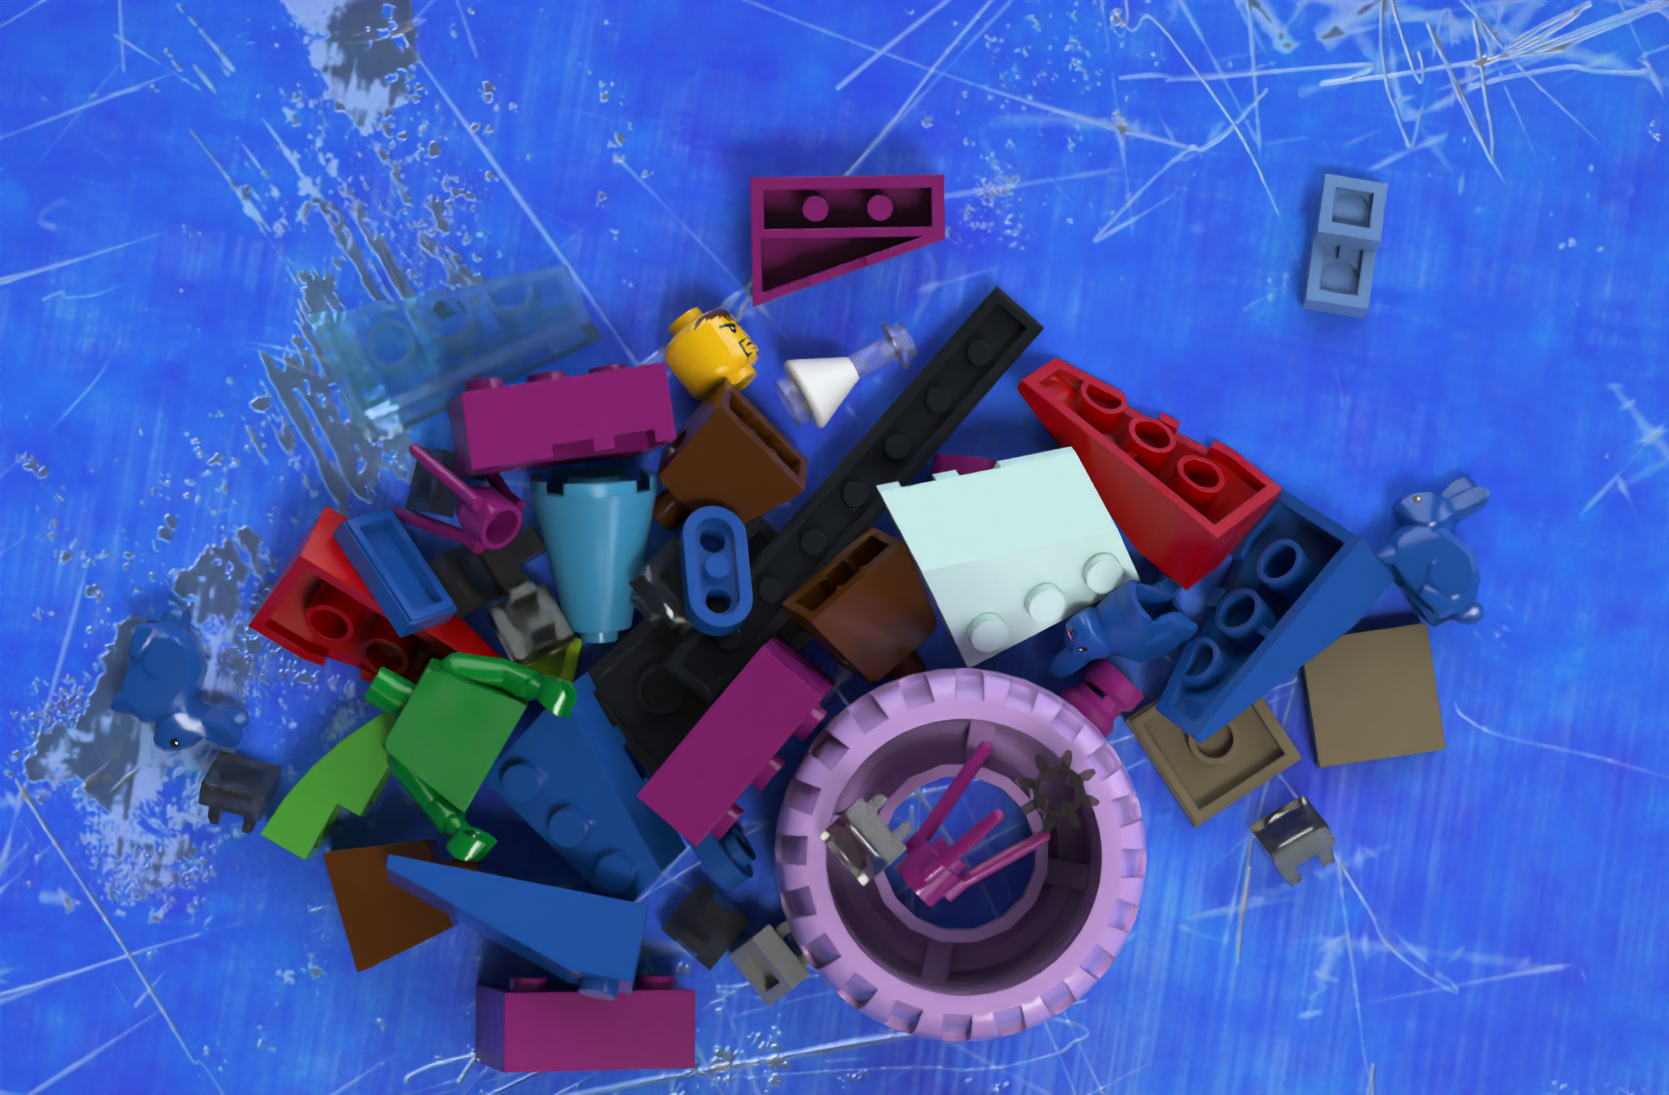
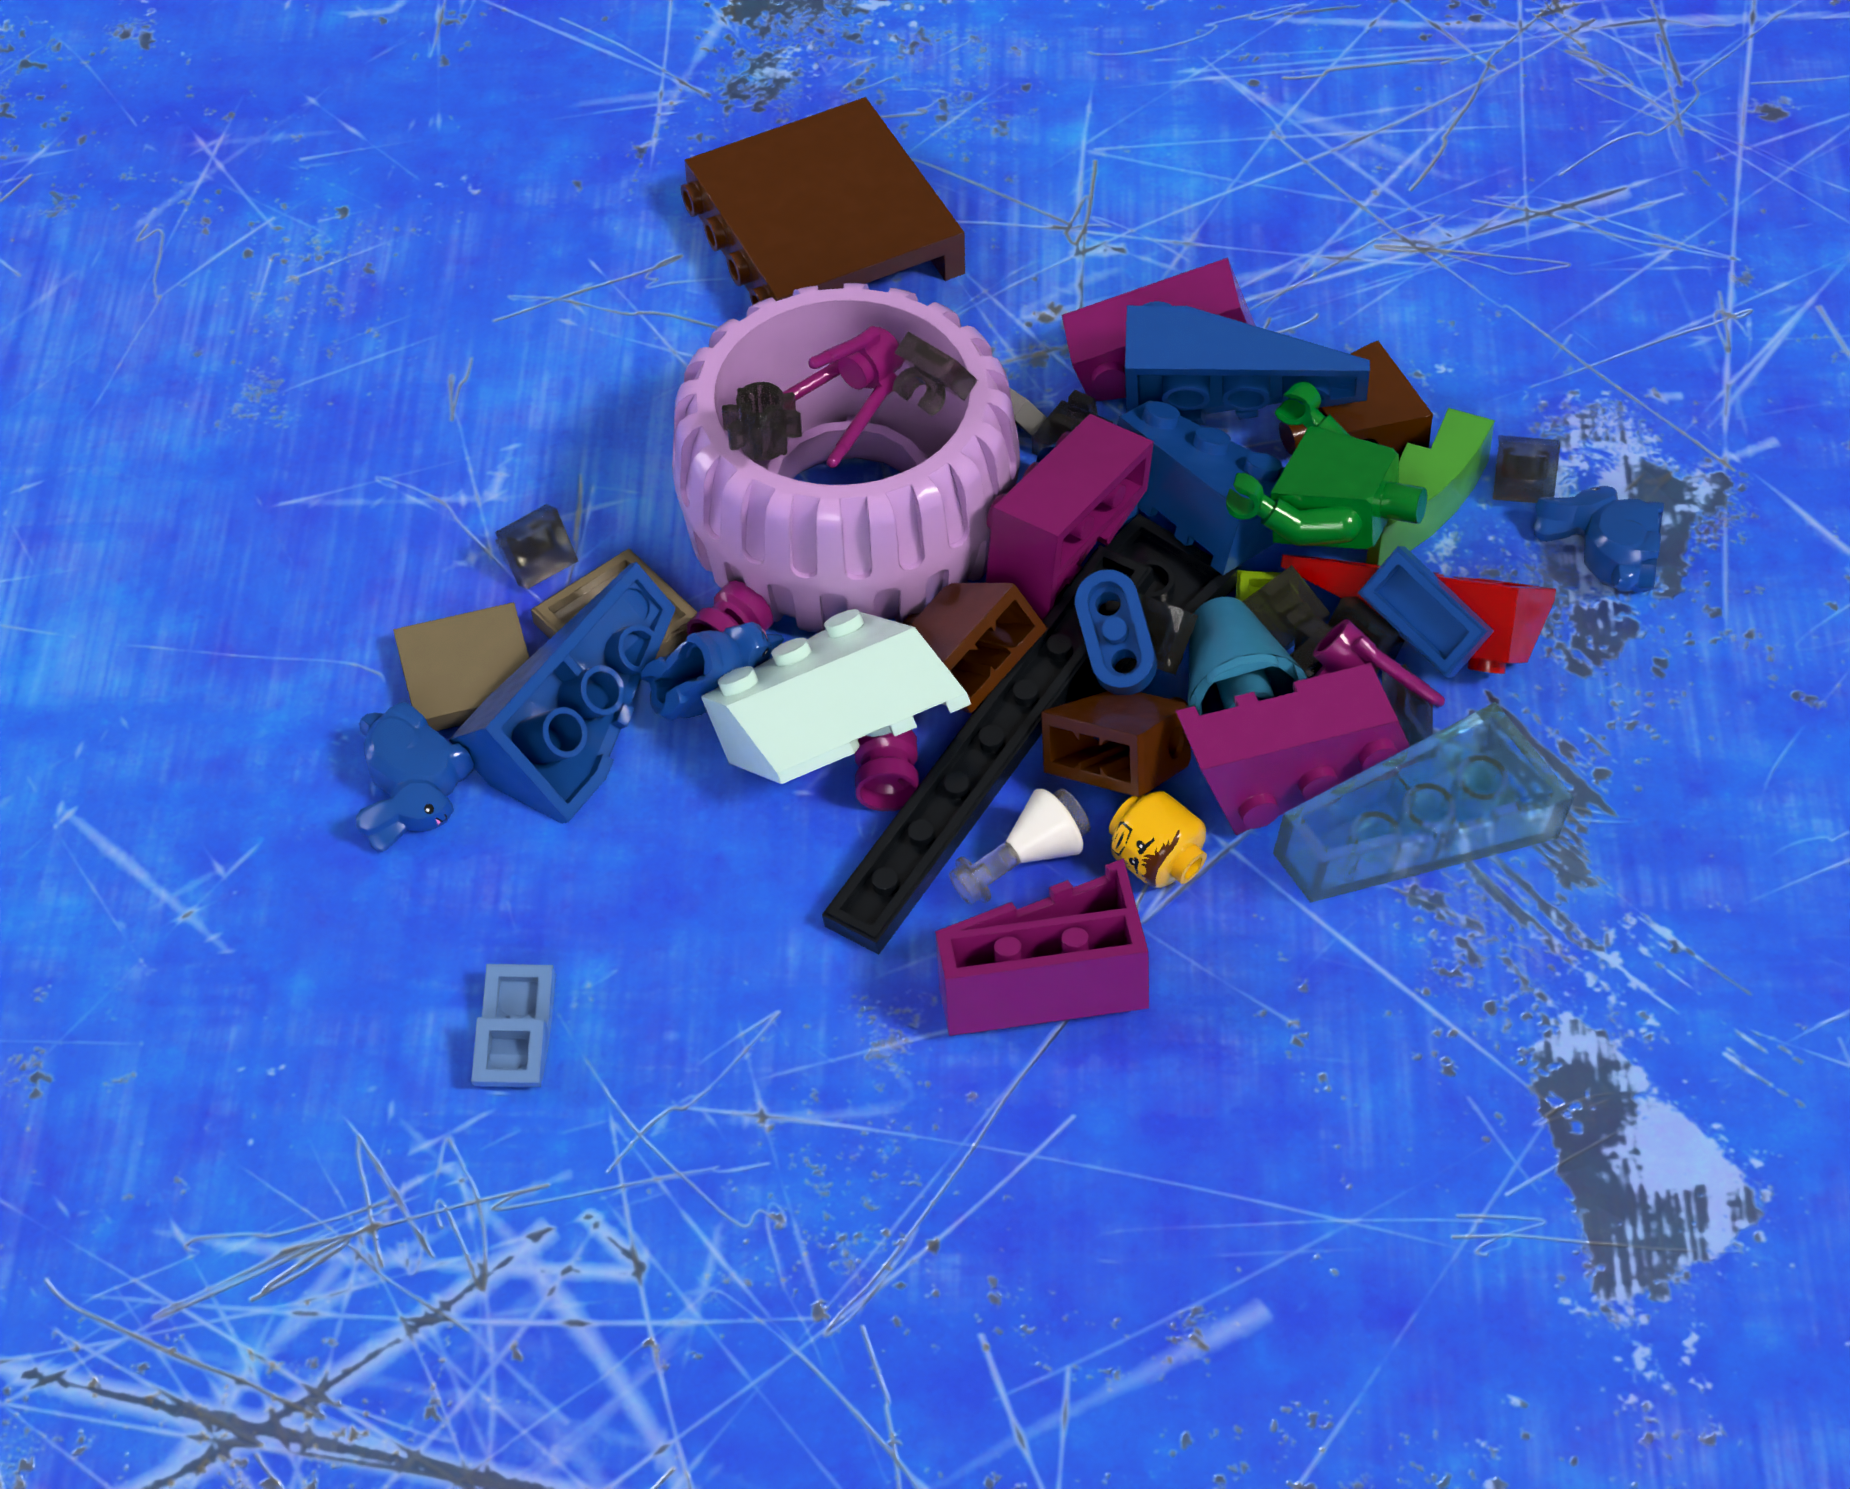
camera: 170 degrees right, 35 degrees down
(1165, 491) = (689, 799): red wedge -> none

